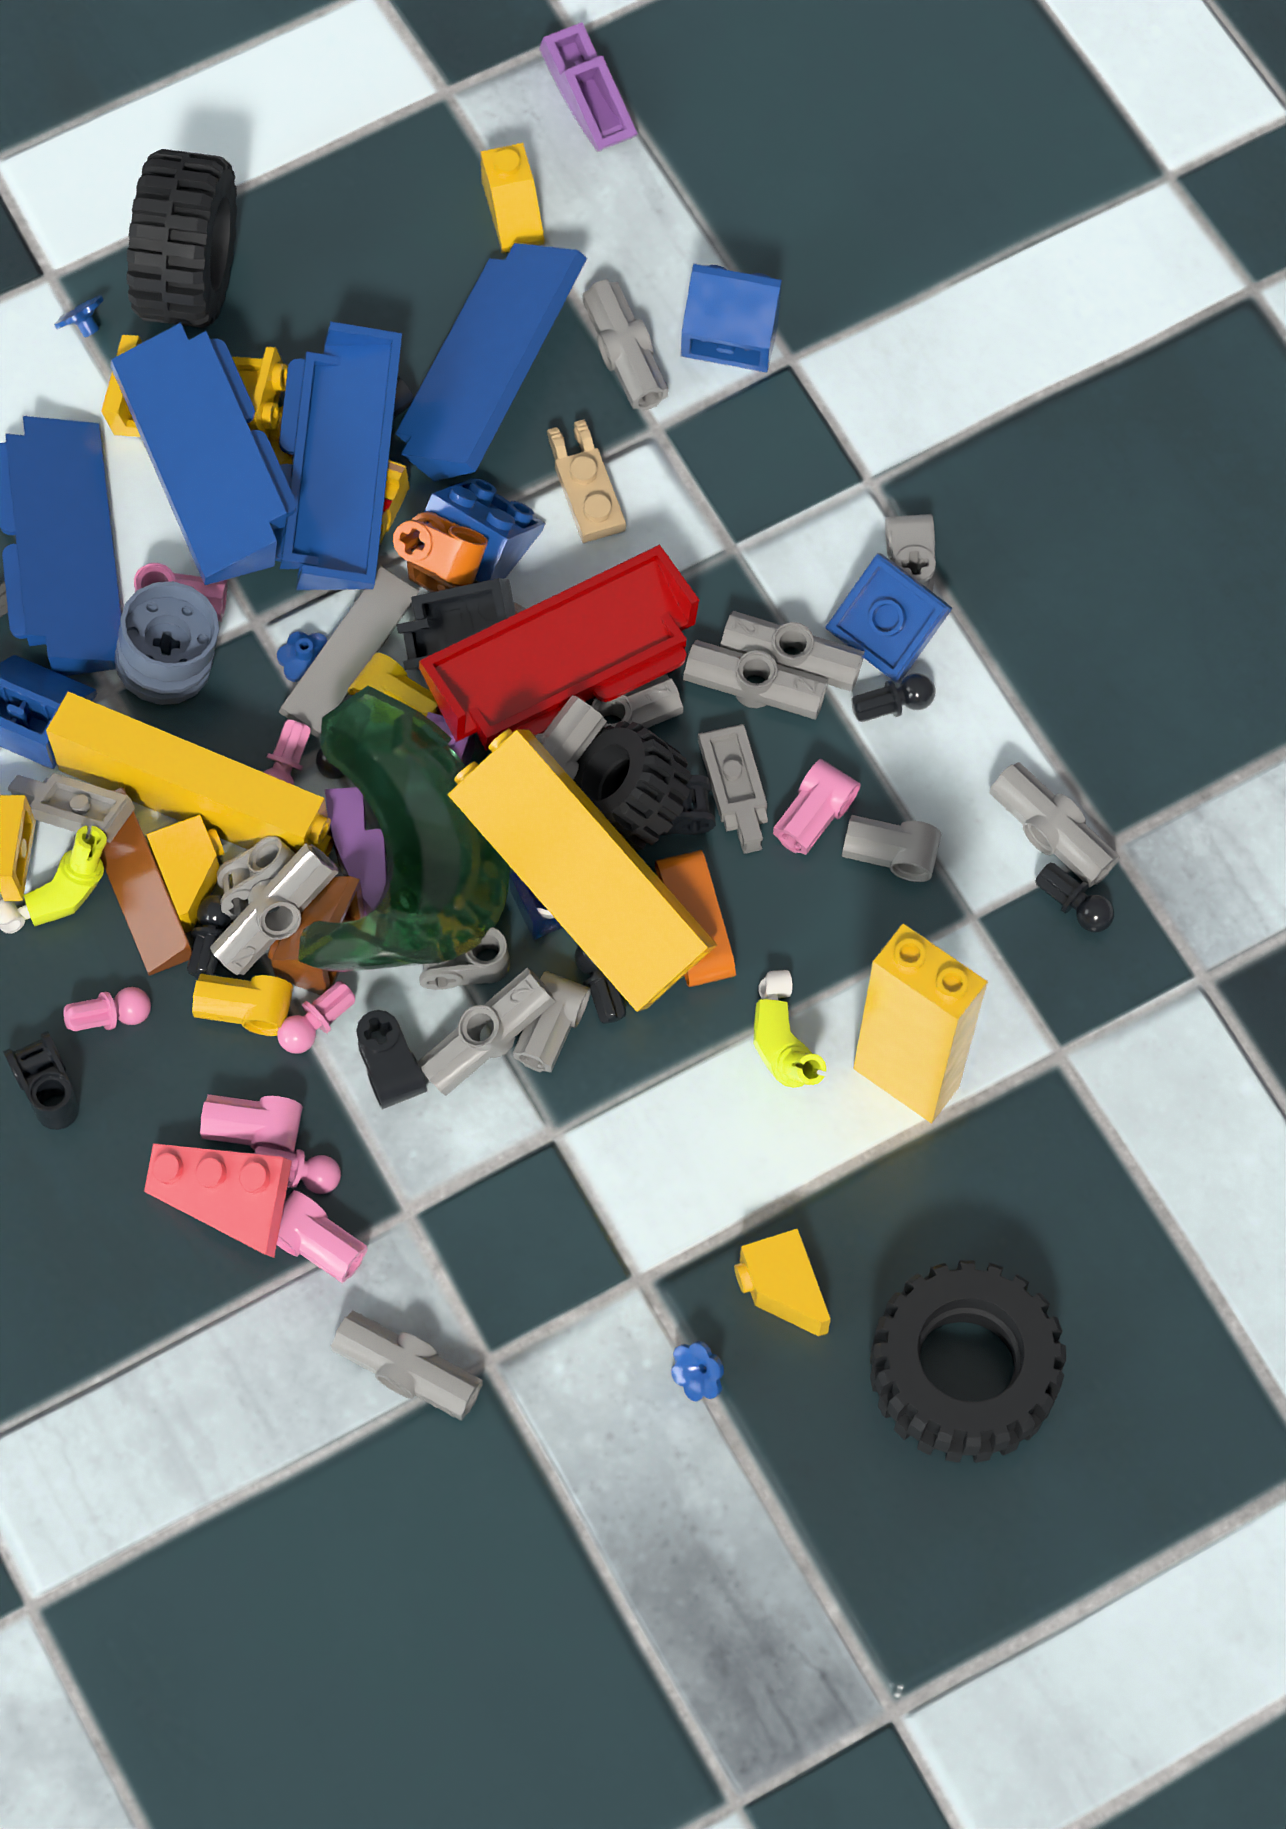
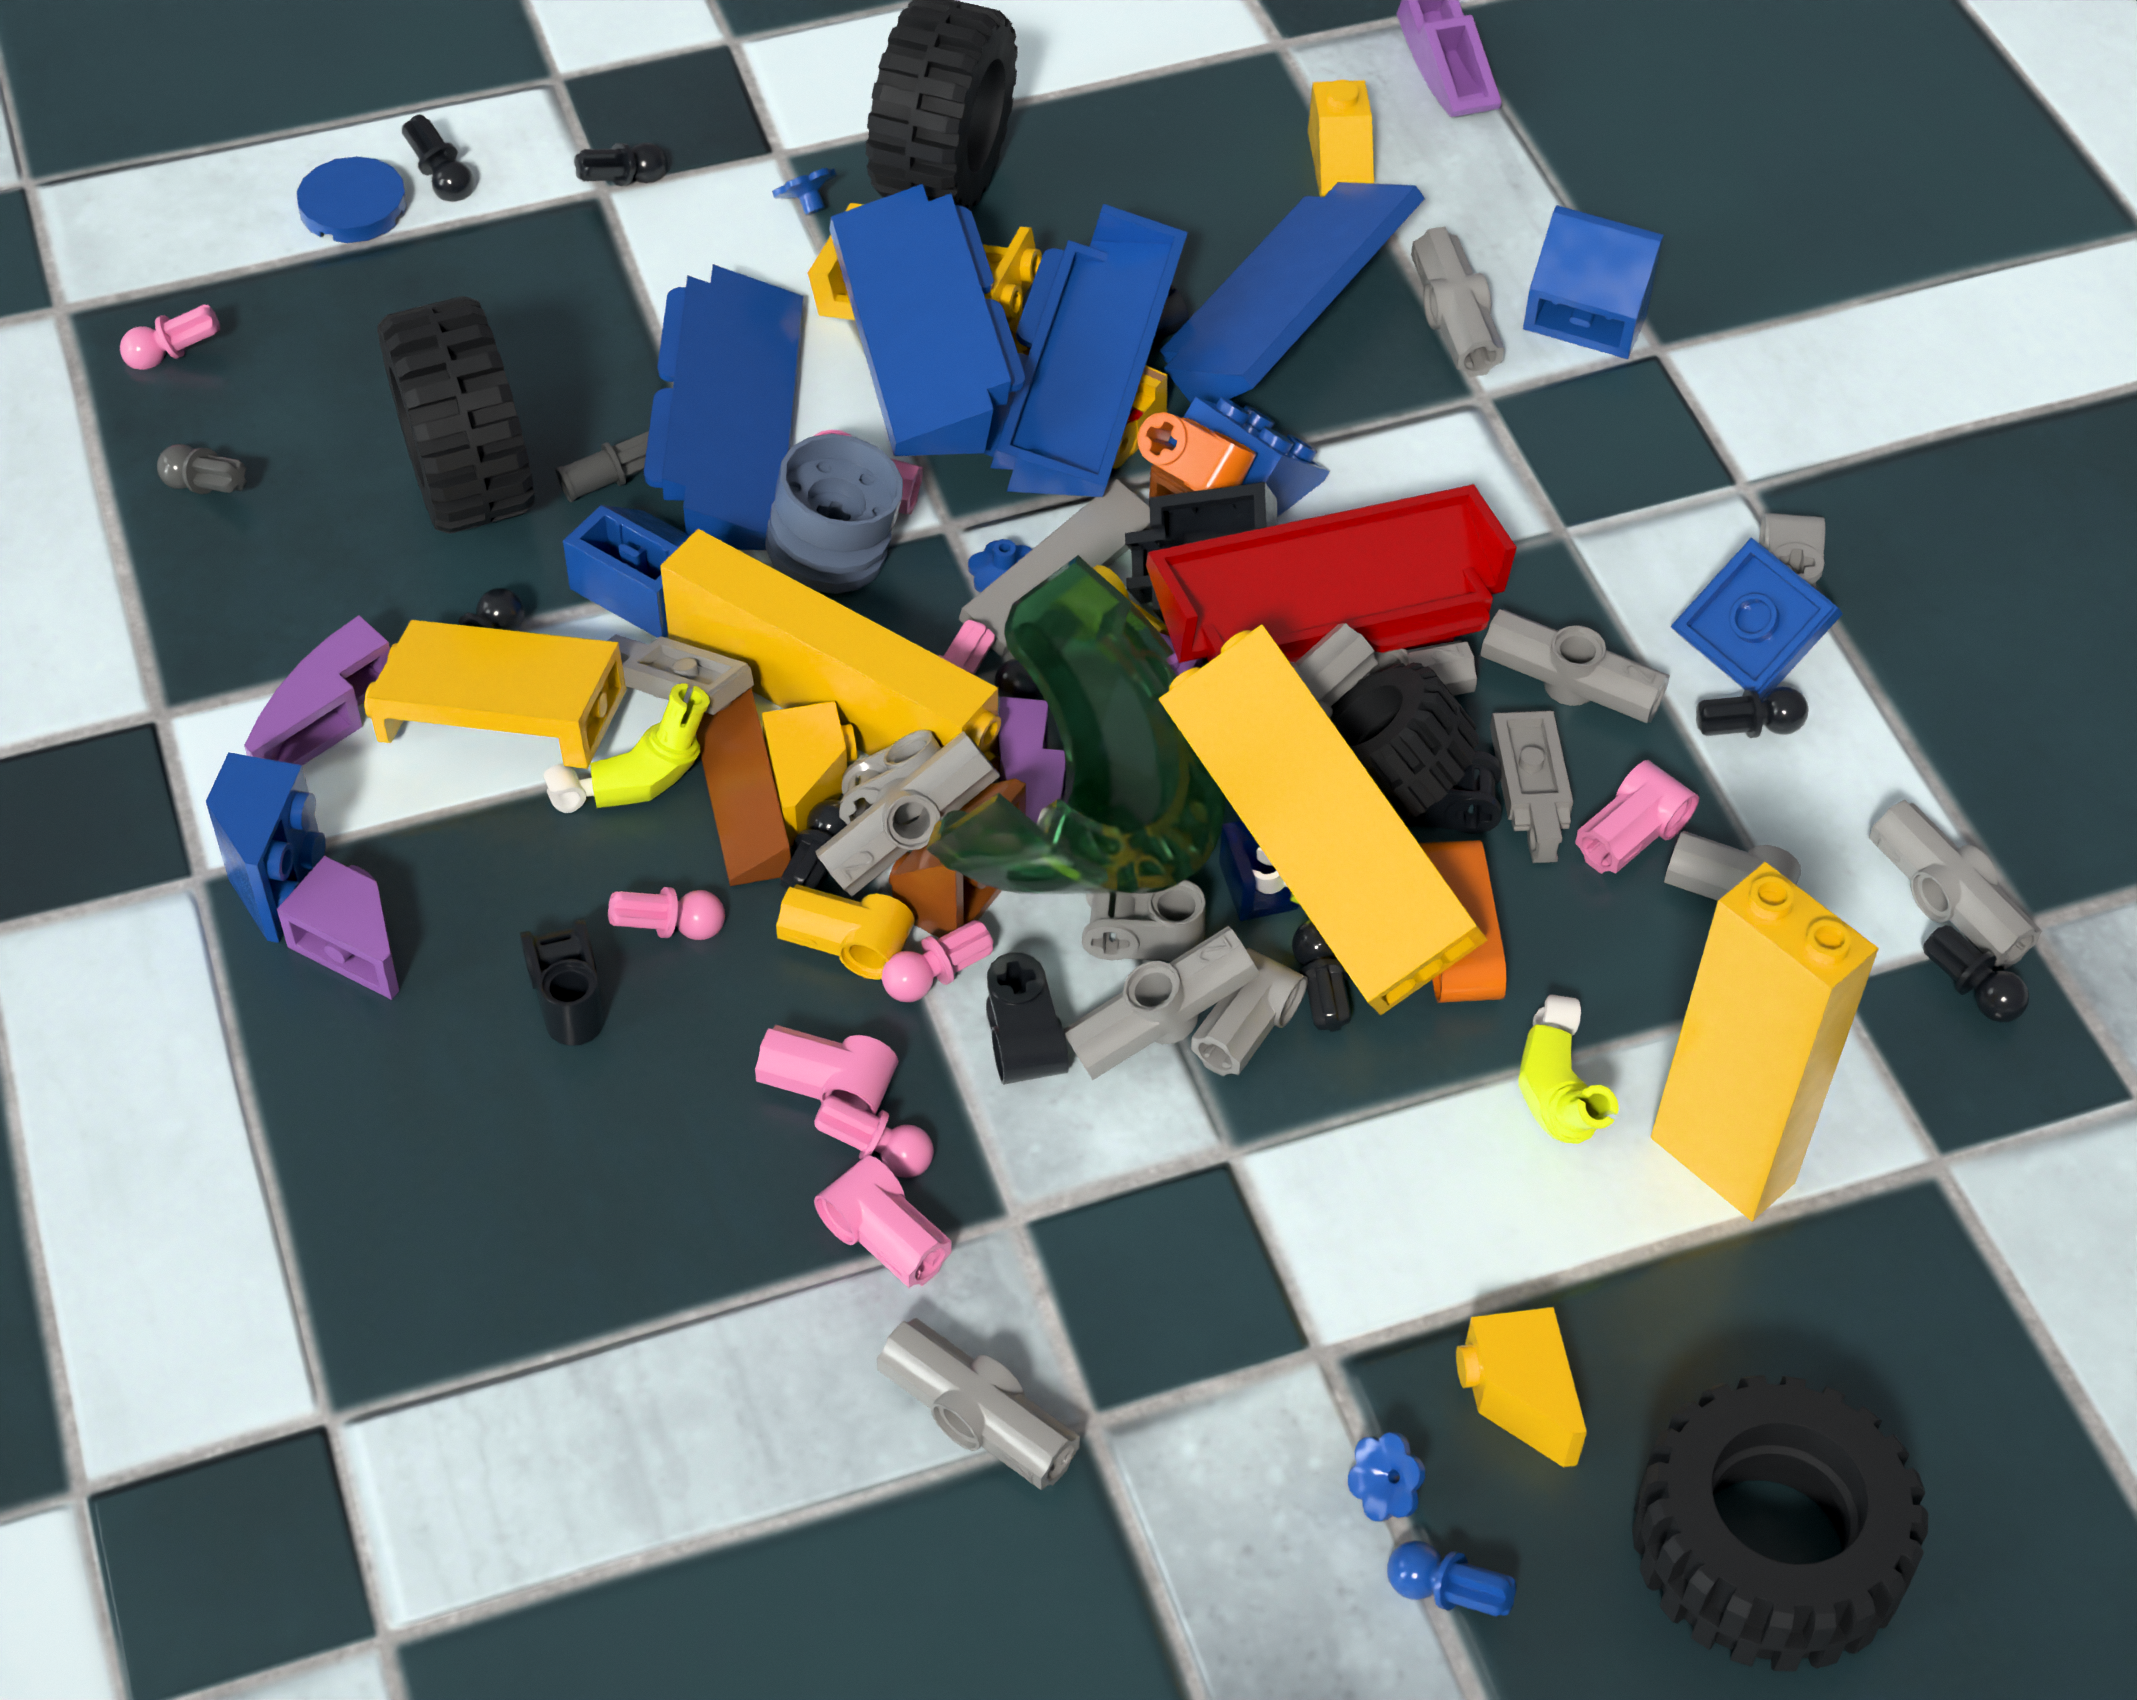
camera: 10 degrees right, 15 degrees down
(223, 1189) = (772, 1137): coral wing -> none
(586, 485) = (1387, 438): tan hinge -> none
(729, 1432) = (1419, 1572): none -> blue axle
(817, 656) = (1633, 634): light grey piece -> none

